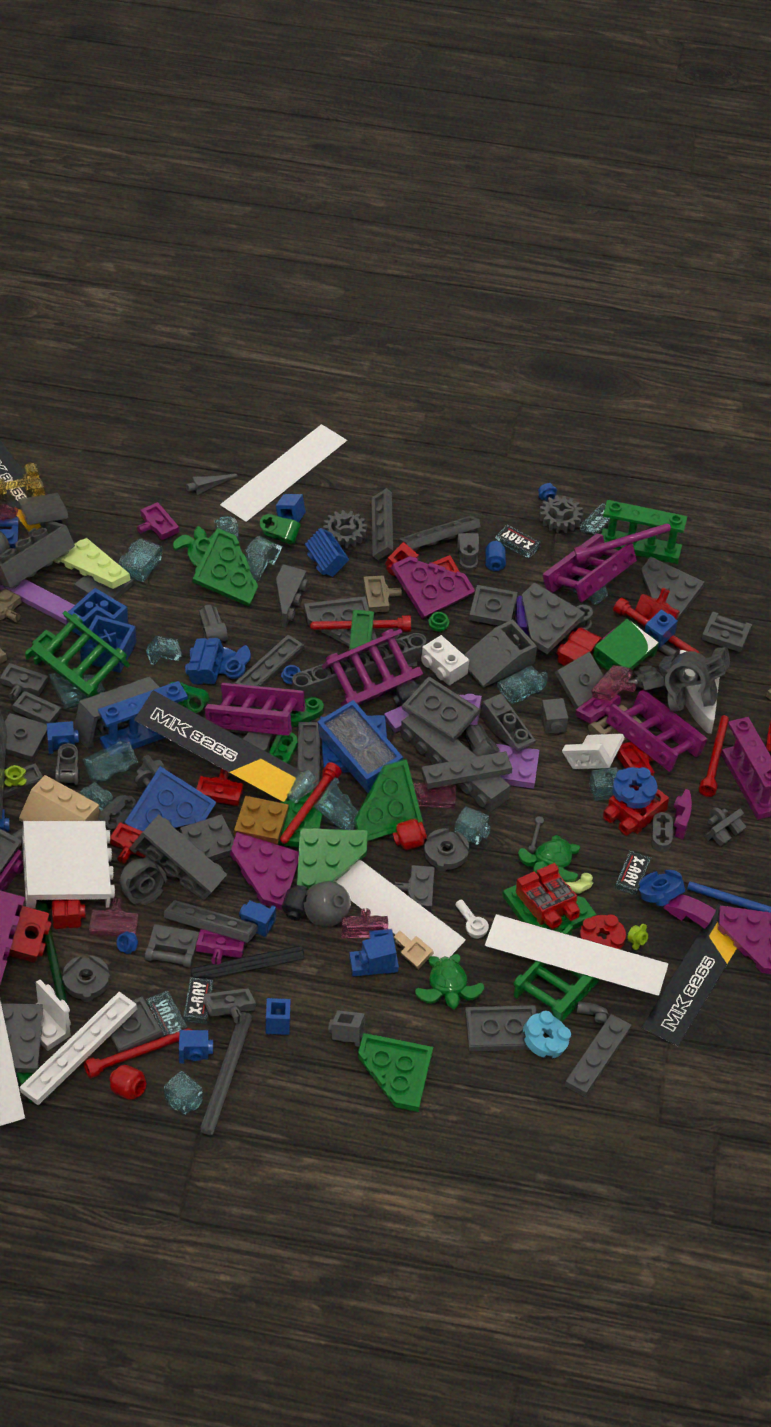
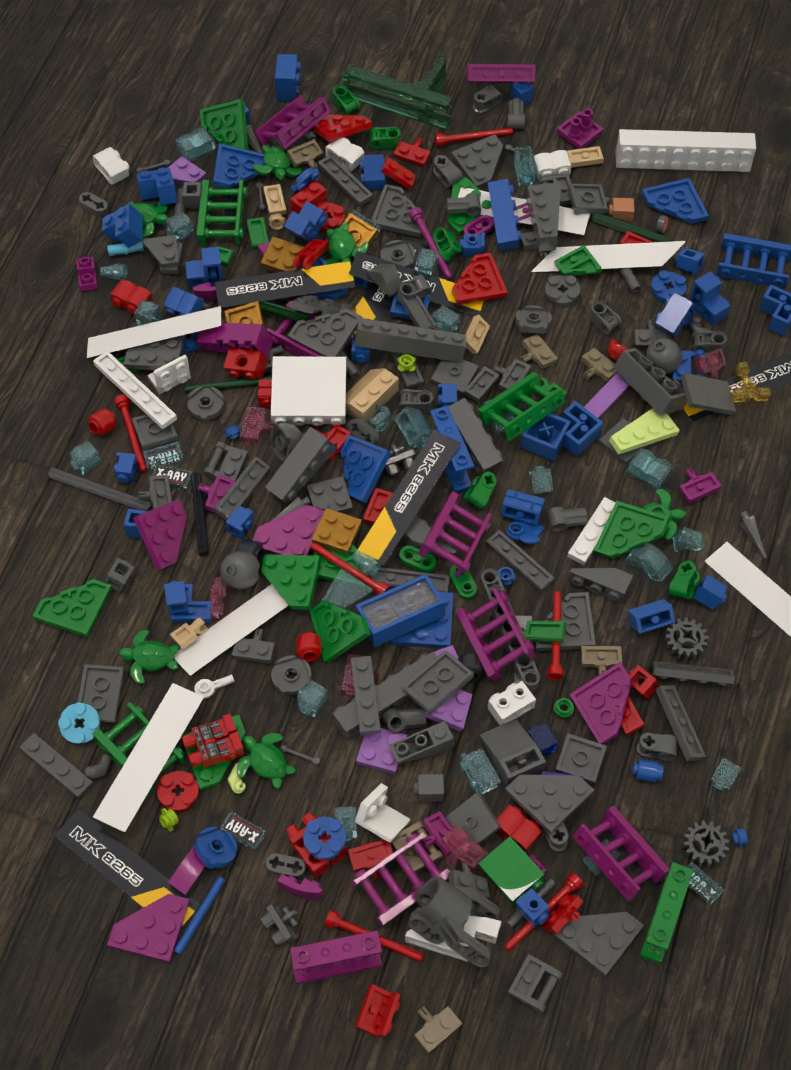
camera: 100 degrees right, 10 degrees up
(226, 606) = (591, 533): none -> white plate
(233, 874) = (296, 504): none -> dark grey piece
(285, 986) = (163, 532): none -> magenta plate
(479, 629) = (543, 738): none -> clear blue brick
(488, 501) = (725, 774): none -> clear light blue bracket
(518, 541) = (671, 798): tile -> none
(584, 553) = (632, 844): magenta piece -> none

